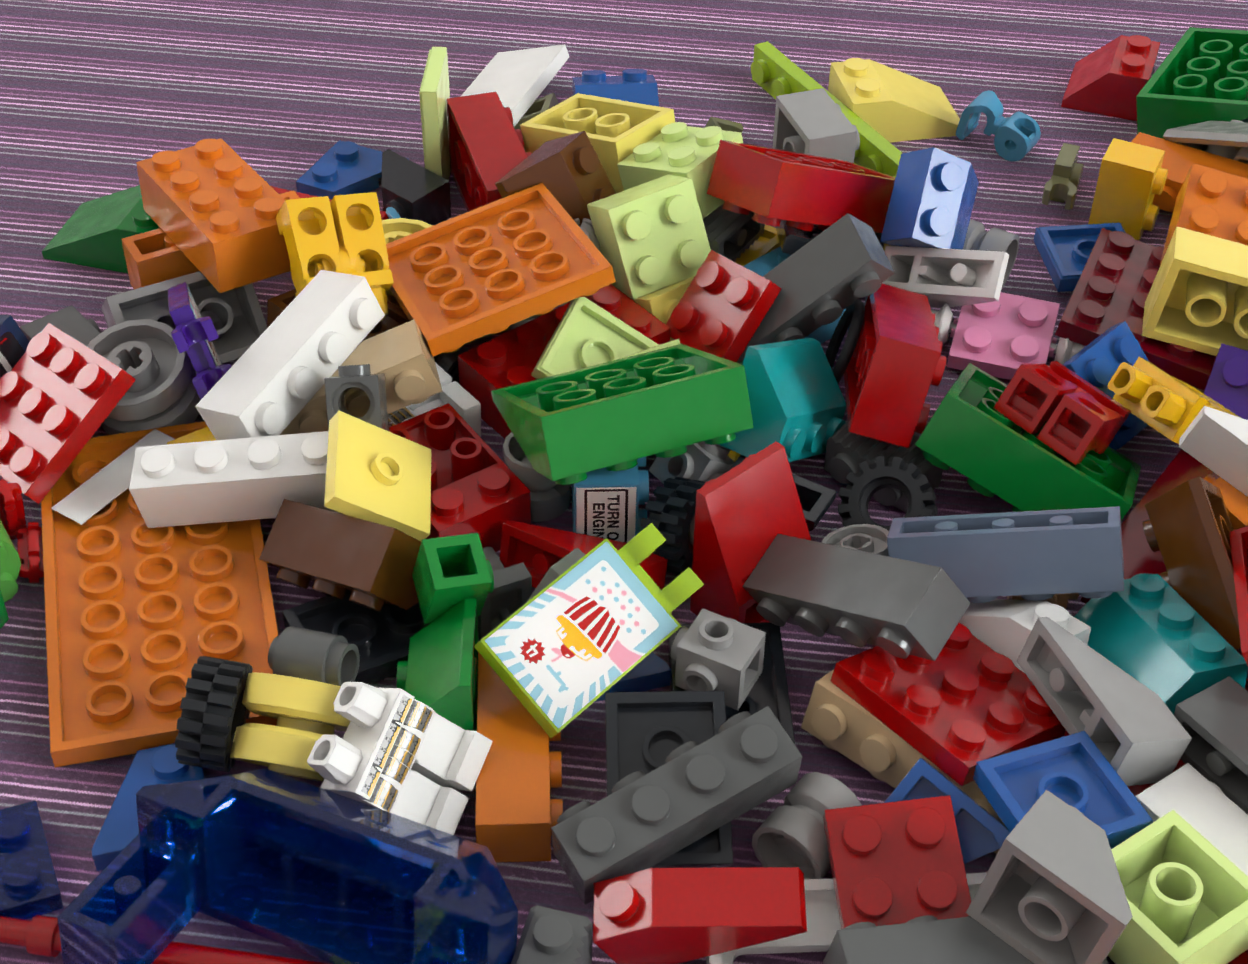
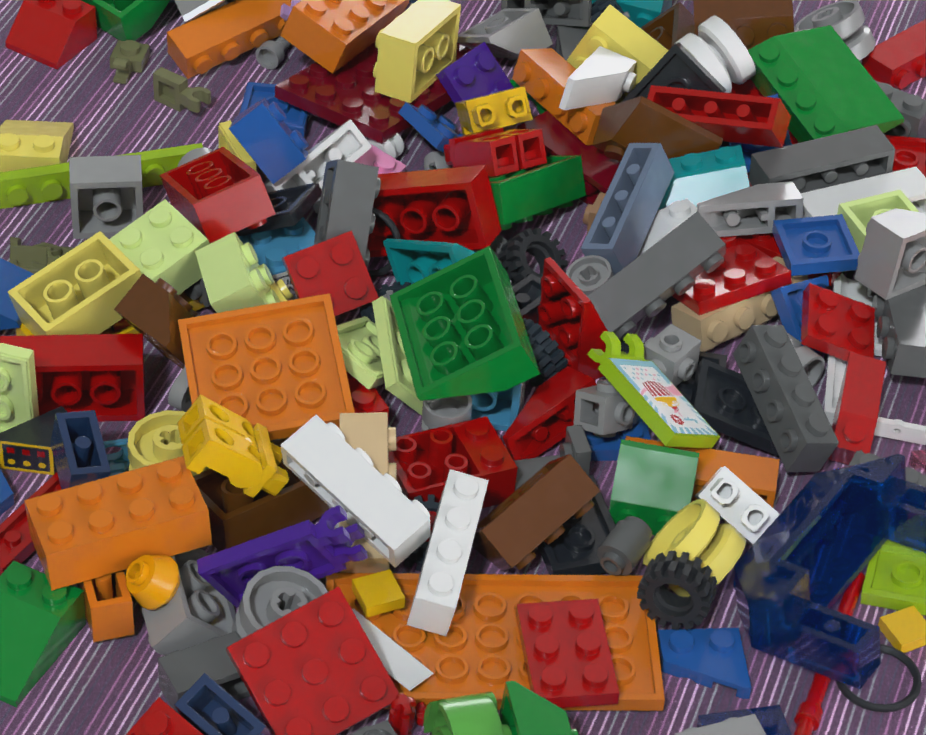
camera: 80 degrees left, 0 degrees up
(115, 636) = (567, 653): none -> red plate
(160, 261) = (153, 580): none -> light orange cone
(354, 173) = (78, 448): none -> dark blue brick
(359, 377) = (417, 465): dark grey brick -> none
(378, 476) = (492, 467): light yellow plate -> none
(449, 572) = (600, 447): green brick -> none
(1013, 134) = (102, 96): dark azure leg -> none
(1099, 137) = (128, 58): none -> olive plate
(1127, 186) = (229, 62): yellow brick -> none

